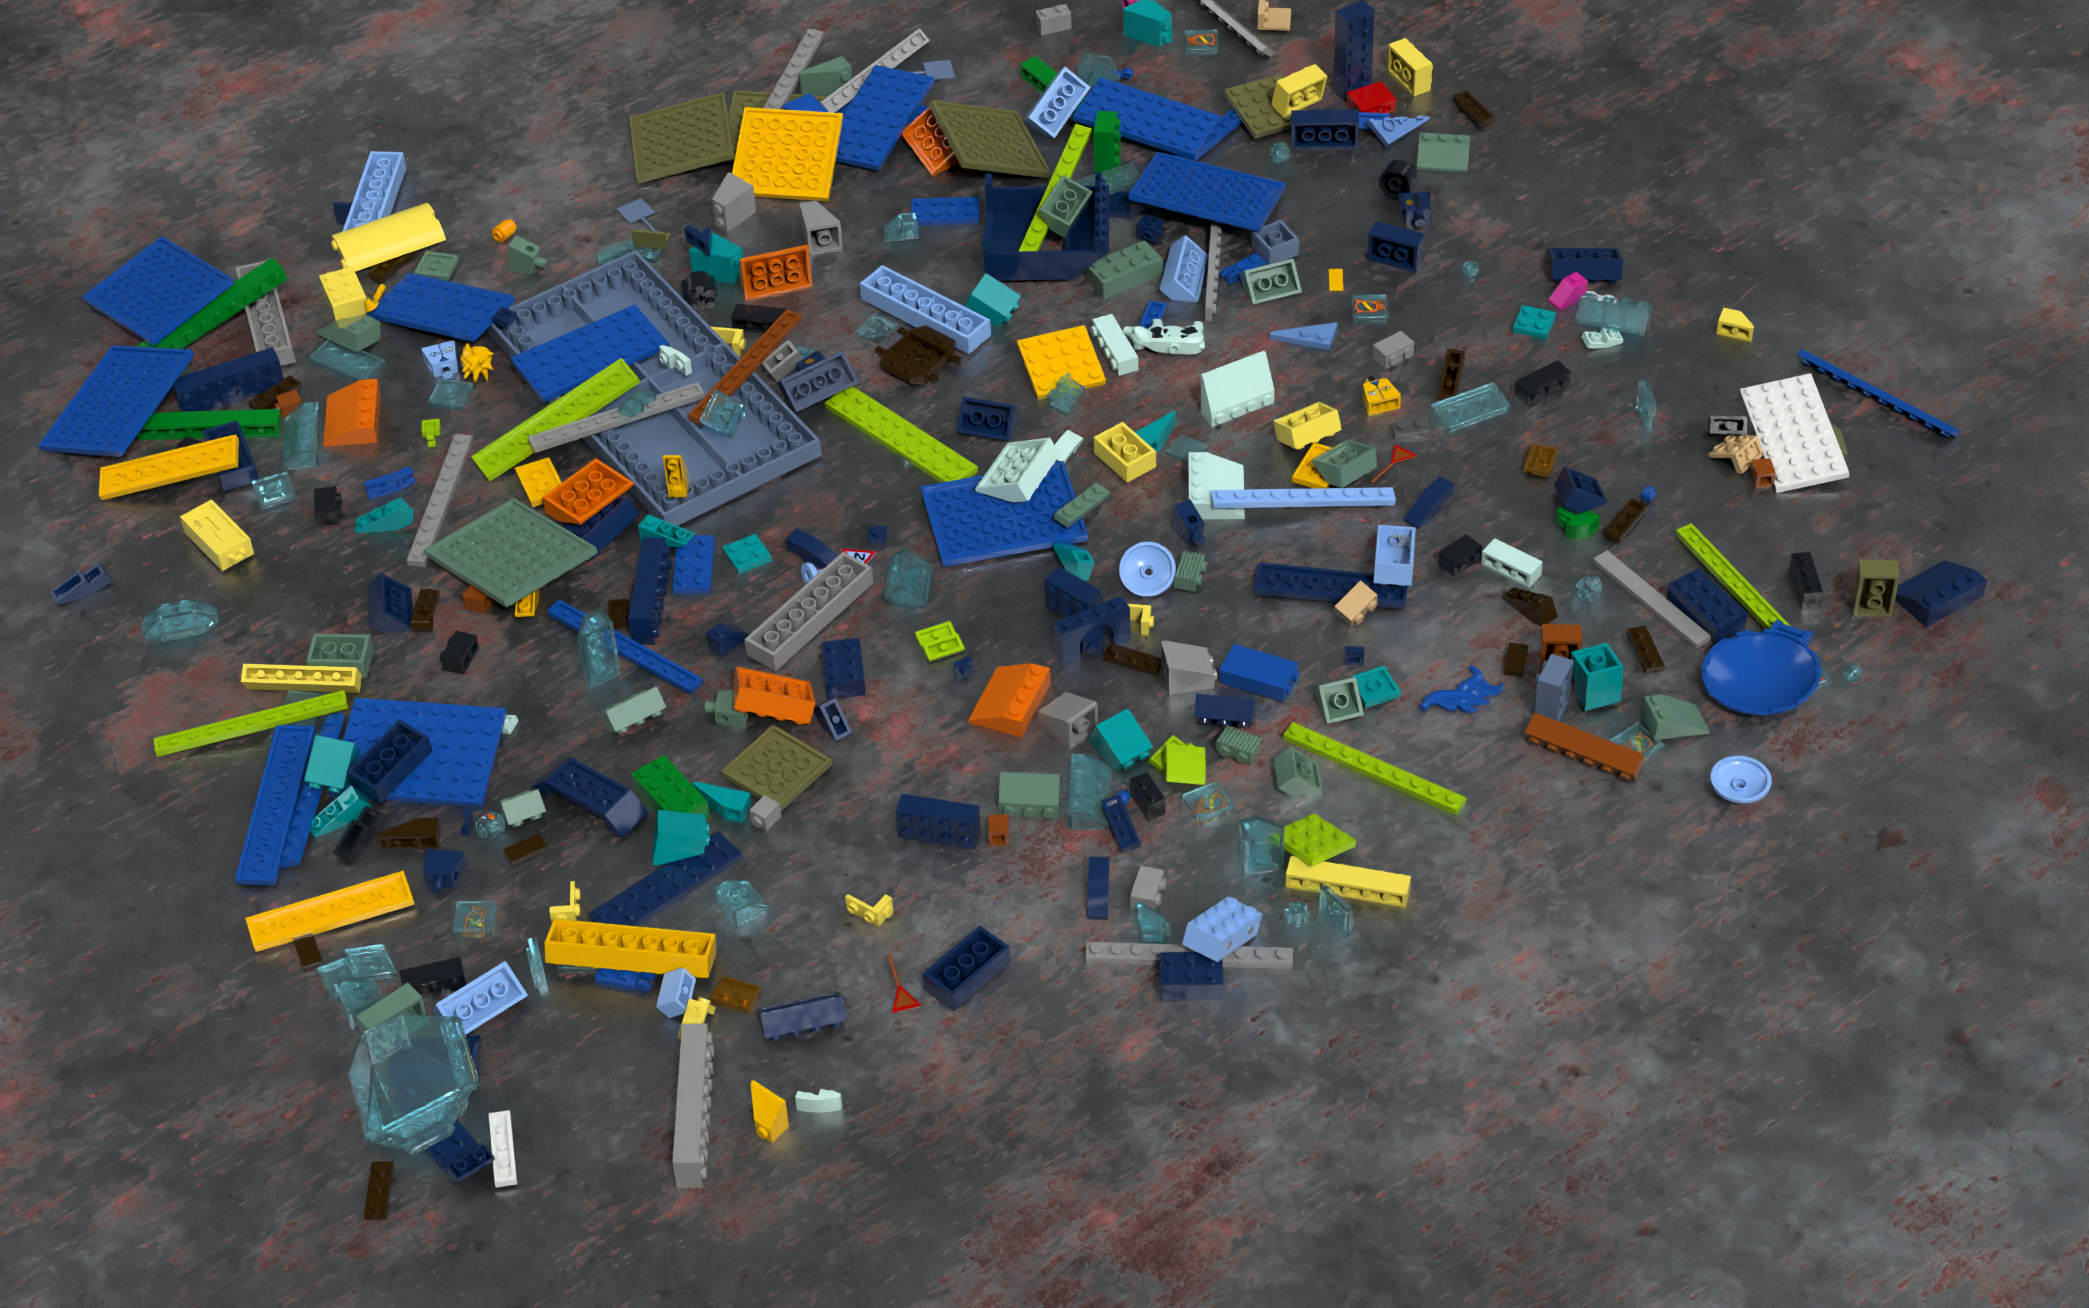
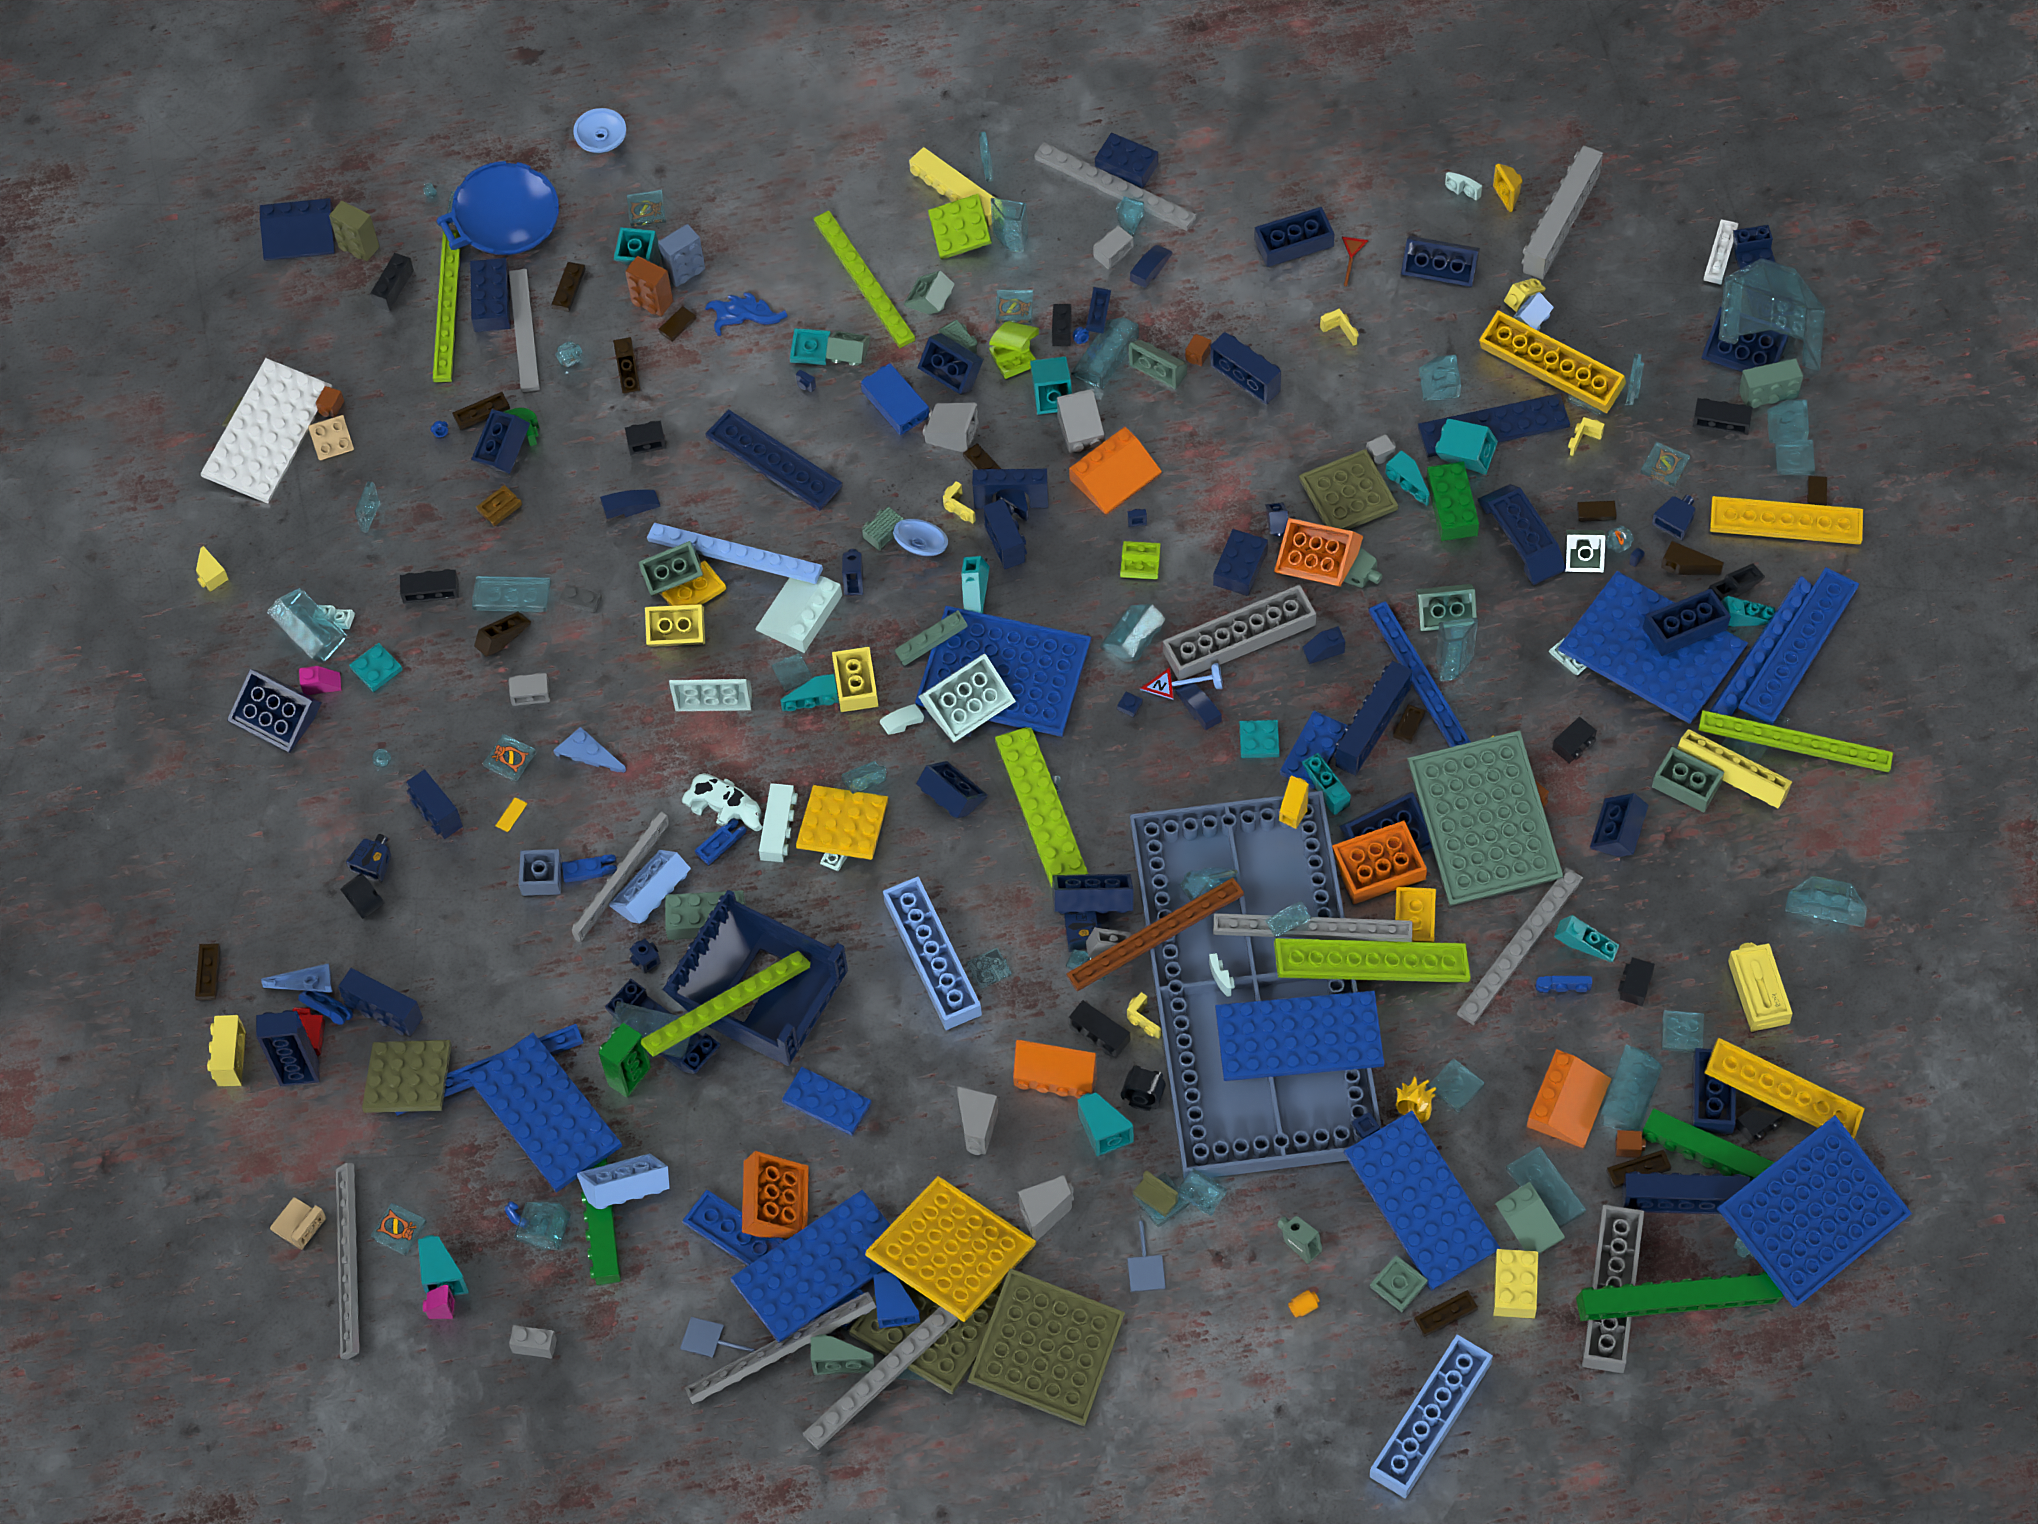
camera: 150 degrees left, 15 degrees up
(81, 584) = (1912, 995): dark blue slope -> none
(158, 290) = (1723, 1365): blue plate -> none
(329, 764) = (1737, 644): teal slope -> none
(341, 211) = (1464, 1427): dark blue slope -> none
(370, 962) = (1769, 453): clear light blue tile -> none
(371, 305) = (1490, 1249): yellow piece -> none
(379, 1190) = (1828, 262): dark brown plate -> none
(388, 237) = (1439, 1336): light yellow cylinder -> none
(424, 610) = (1586, 808): dark brown plate -> none
(430, 429) = (1496, 1039): lime plate -> none
(441, 359) = (1448, 1131): light blue torso -> none
(483, 998) = (1692, 377): light blue slope -> none
(700, 240) = (1115, 1117): dark blue slope -> none
(736, 994) = (1482, 304): pearl gold plate -> none
(901, 228) = (886, 1090): clear light blue slope -> none
(902, 356) = (968, 888): dark brown piece -> none
(989, 139) = (730, 1147): olive plate -> none
(993, 300) = (863, 934): teal slope -> none
(1065, 205) = (722, 975): sand green slope -> none
(1207, 191) = (562, 959): blue plate -> none
(1222, 929) = (1097, 165): light blue piece -> none
(1271, 281) = (577, 832): sand green slope -> none
(1279, 152) = (444, 1003): clear light blue gear -> none
(1297, 914) = (1013, 177): clear light blue gear -> none
(1299, 90) = (372, 1050): light yellow brick -> none
(1356, 604) = (771, 421): tan brick -> none
(1380, 396) = (583, 641): yellow torso -> none
(1394, 555) = (711, 431): light blue piece -> none
(1399, 455) = (611, 575): dark orange piece -> none
(1443, 152) = (286, 921): sand green slope -> none
(1511, 563) = (608, 410): light aqua brick -> none
(1585, 747) = (691, 212): dark orange brick -> none
(1671, 717) = (603, 208): sand green slope -> none
(1727, 425) = (317, 457): brick -> none
(1884, 397) = (159, 439): blue plate -> none

